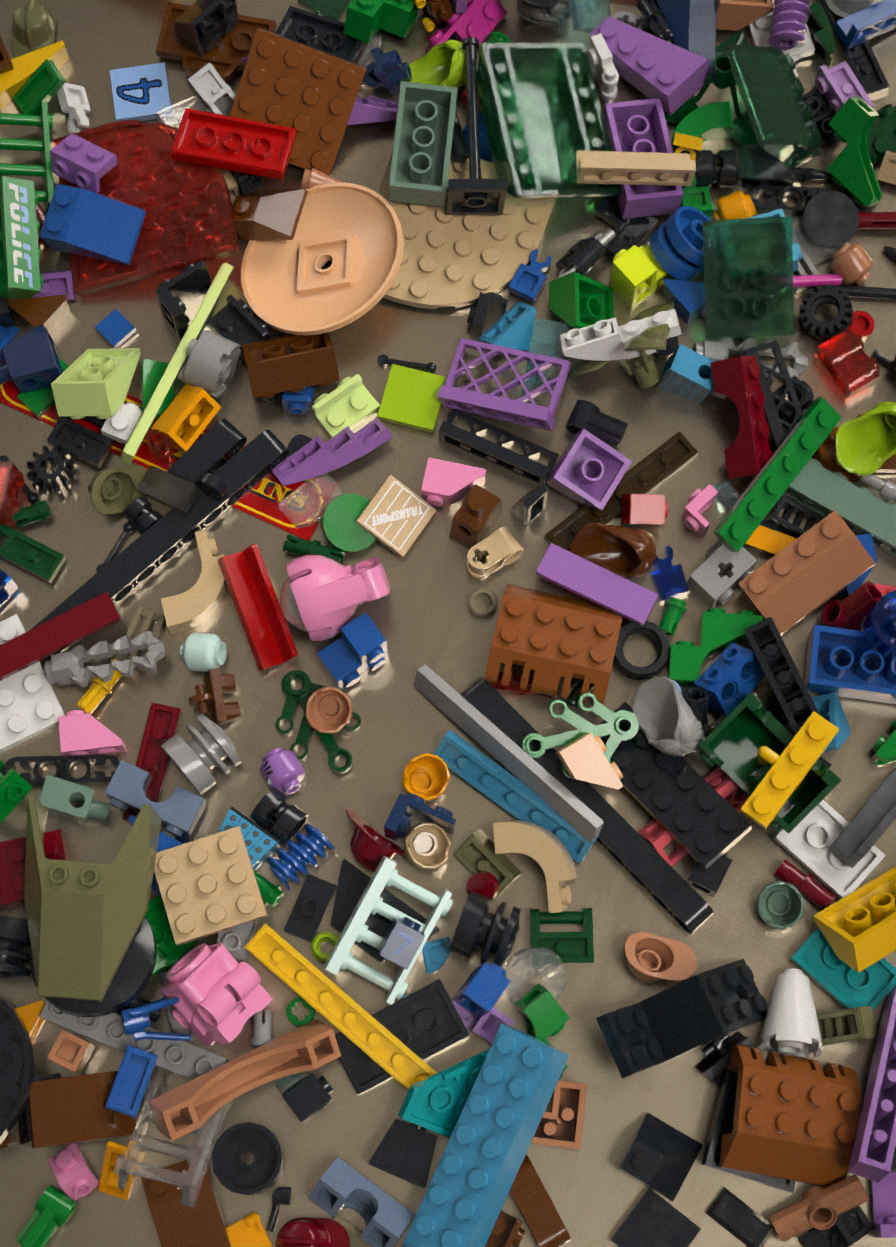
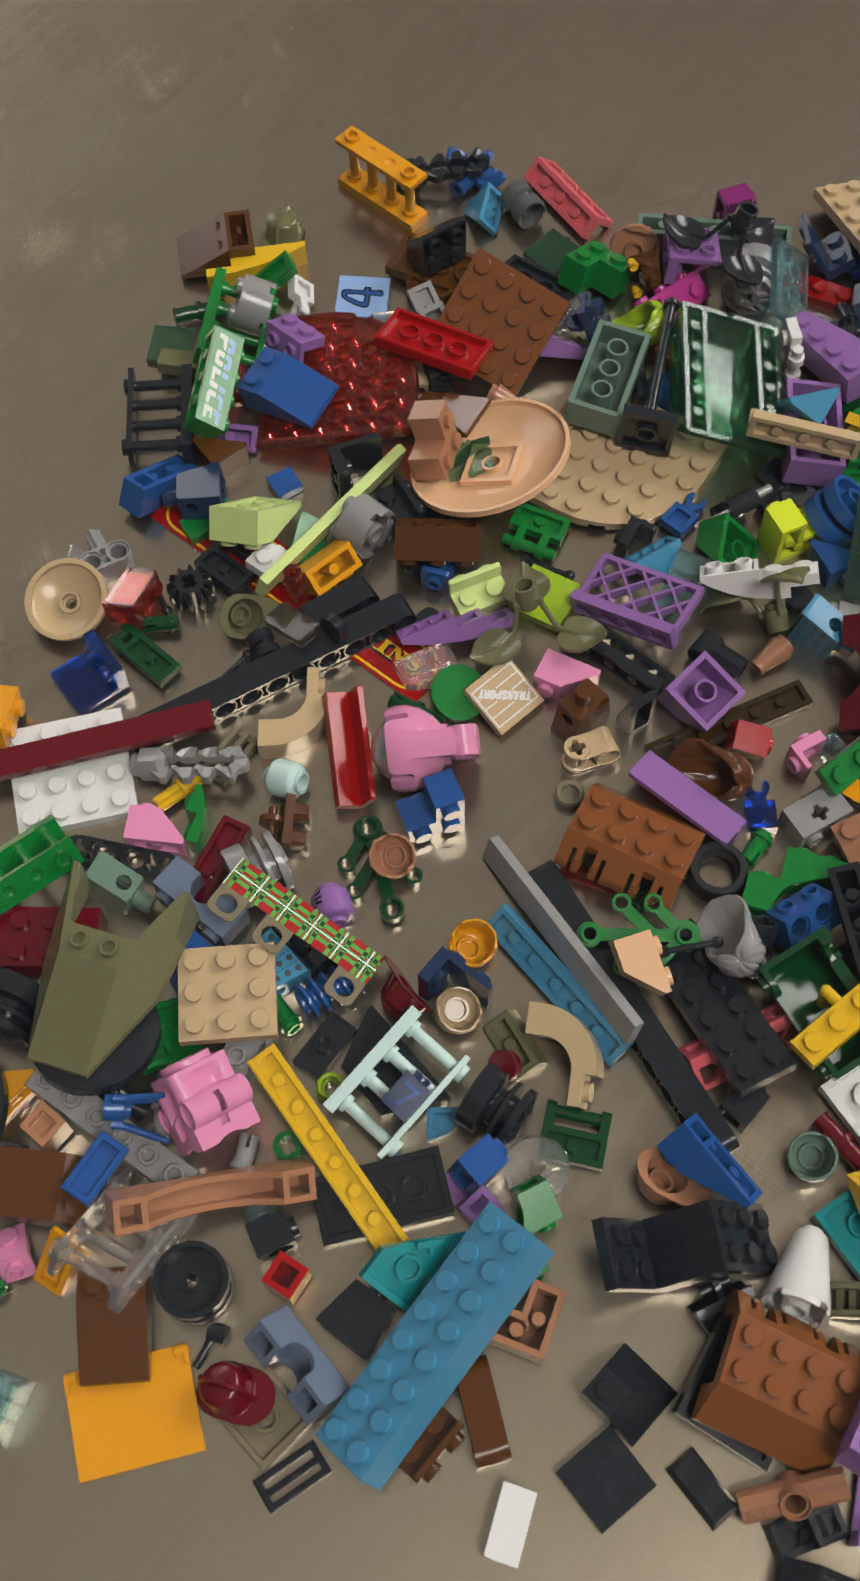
camera: 15 degrees right, 10 degrees down
(29, 136) = (251, 304): none -> light grey brick
(125, 707) = (198, 816): none -> green slope
(254, 796) = (297, 917): none -> piece
(261, 253) = (434, 440): none -> nougat brick
(289, 254) = (480, 451): none -> clear green piece
(332, 1133) = (286, 1277): none -> red brick
(388, 319) = (539, 525): none -> green plate
(389, 398) = (525, 592): none -> olive plant
(636, 133) = (812, 405): none -> dark azure slope
(649, 410) = (772, 654): none -> nougat cone
(654, 726) = (717, 942): none -> black hinge
(685, 934) = (704, 1159): none -> blue slope

